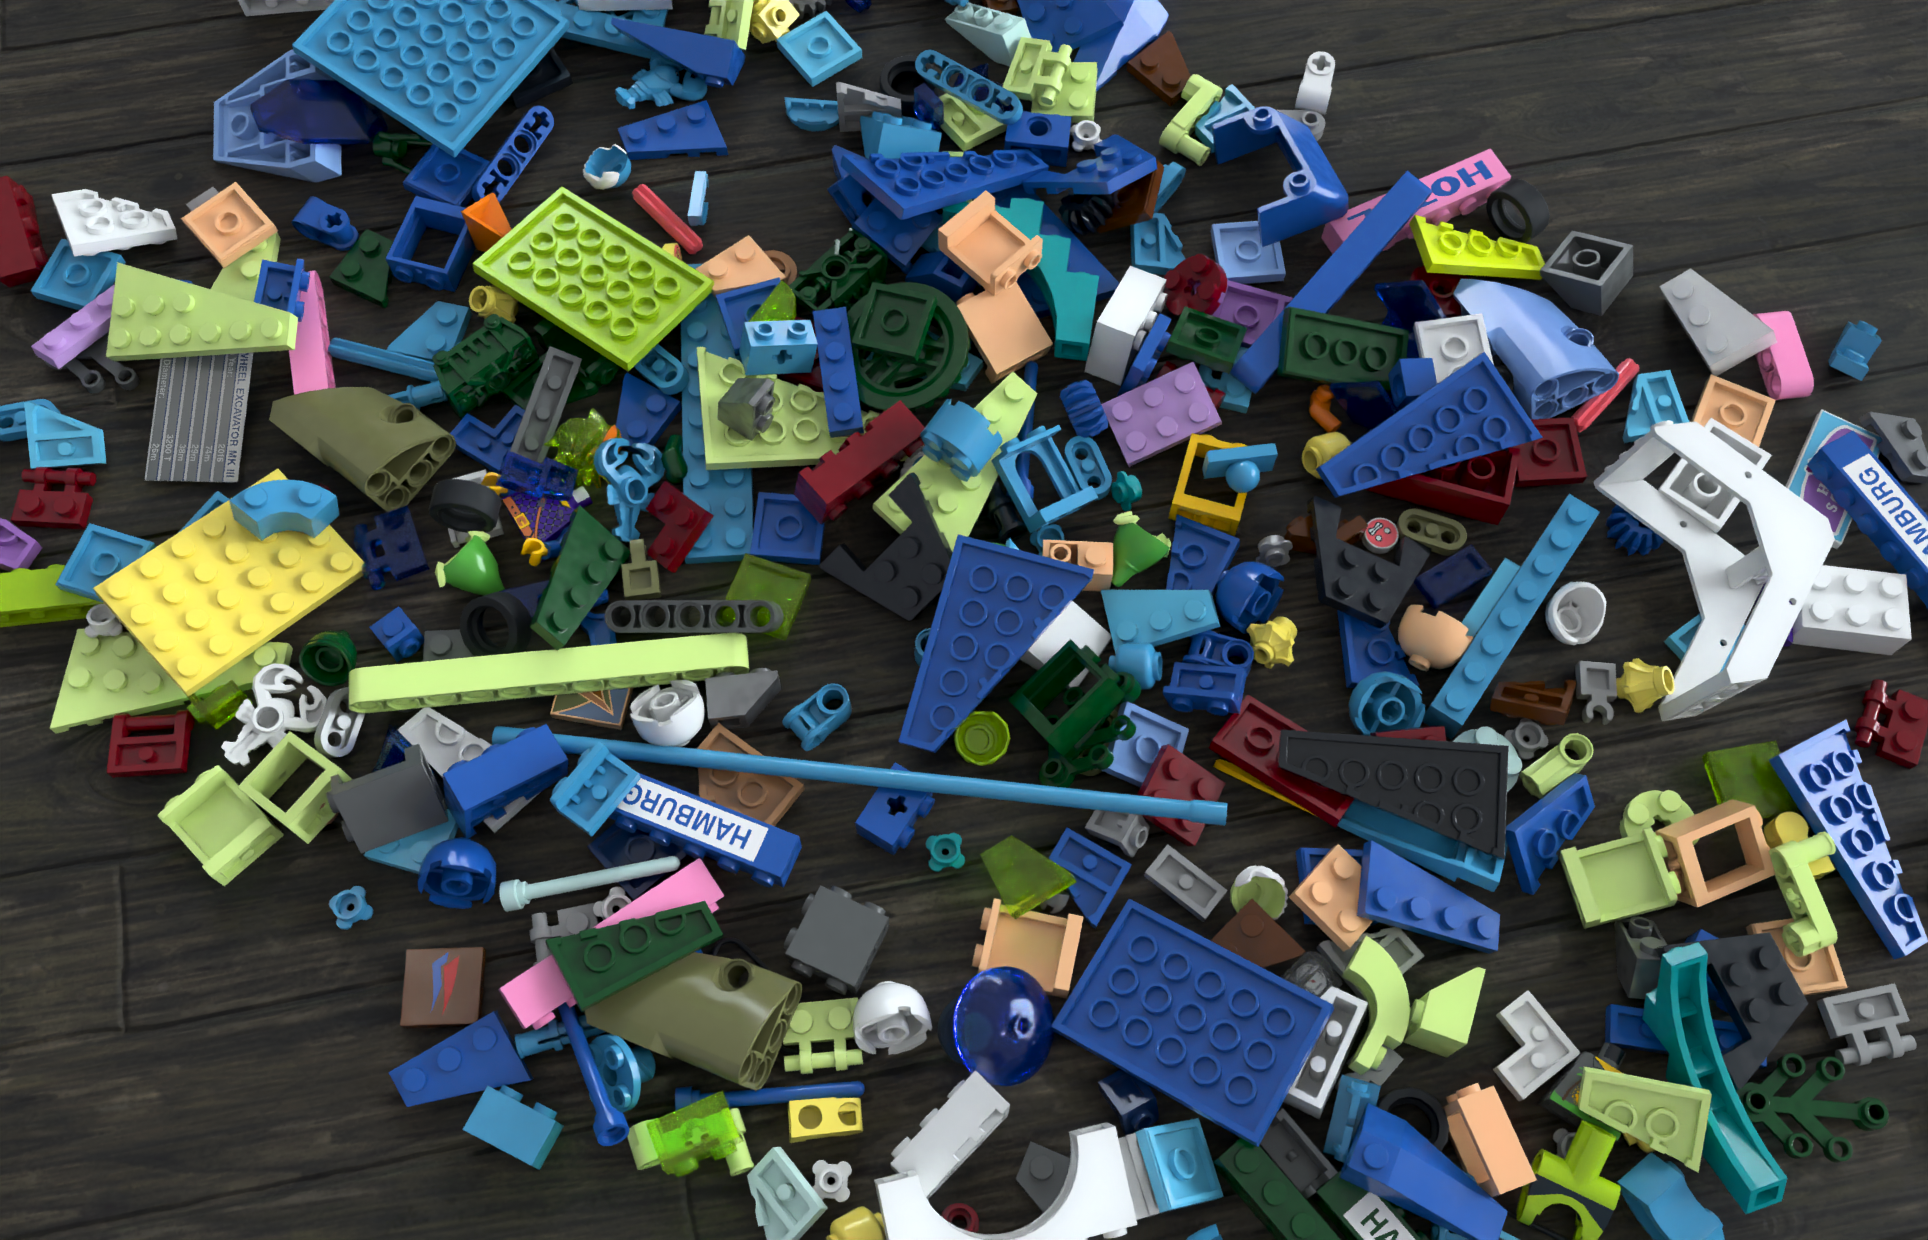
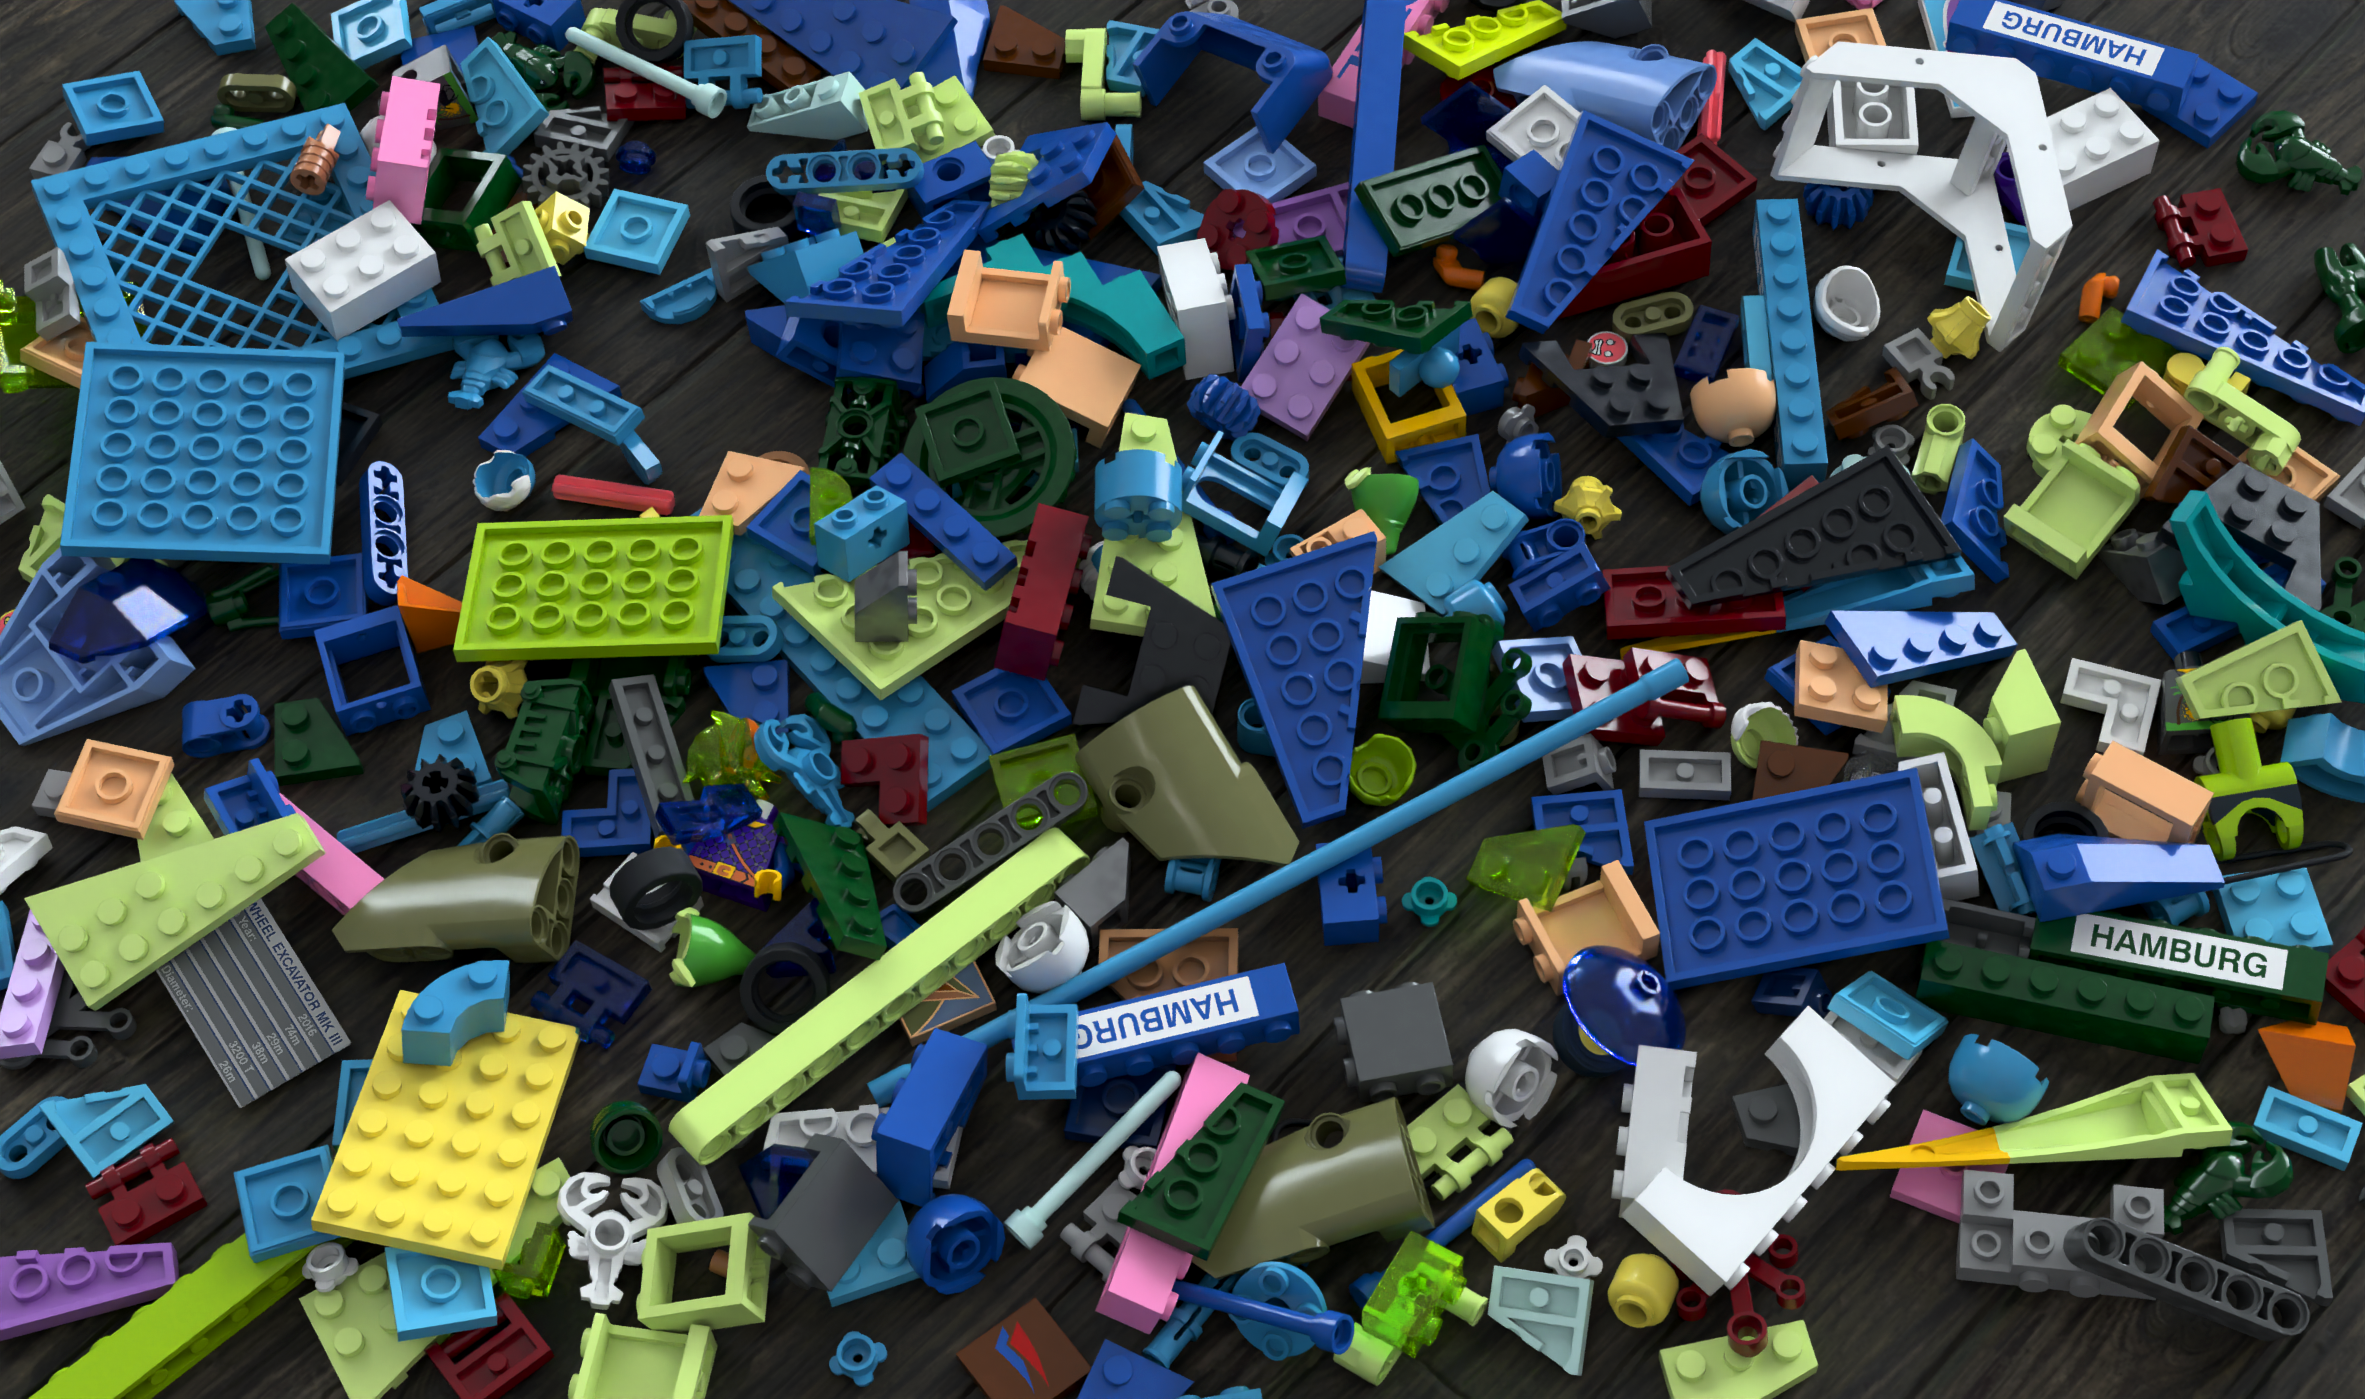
camera: 30 degrees left, 10 degrees down
(138, 686) = (438, 1295): none -> medium azure plate
(400, 353) = (440, 793): none -> black gear
(688, 147) = (583, 404): none -> dark azure tile
(847, 673) = (1184, 786): none -> olive panel
(1071, 154) = (1010, 176): none -> yellowish green gear
(1126, 490) = (1327, 460): teal plate -> none
(1231, 429) = (1405, 328): none -> dark green wing
(1243, 817) = (1698, 690): none -> dark red plate
(1272, 503) = (1480, 378): none -> blue brick
(1730, 911) = (2189, 465): none -> reddish brown wing
(1768, 722) = (2092, 294): none -> orange arm

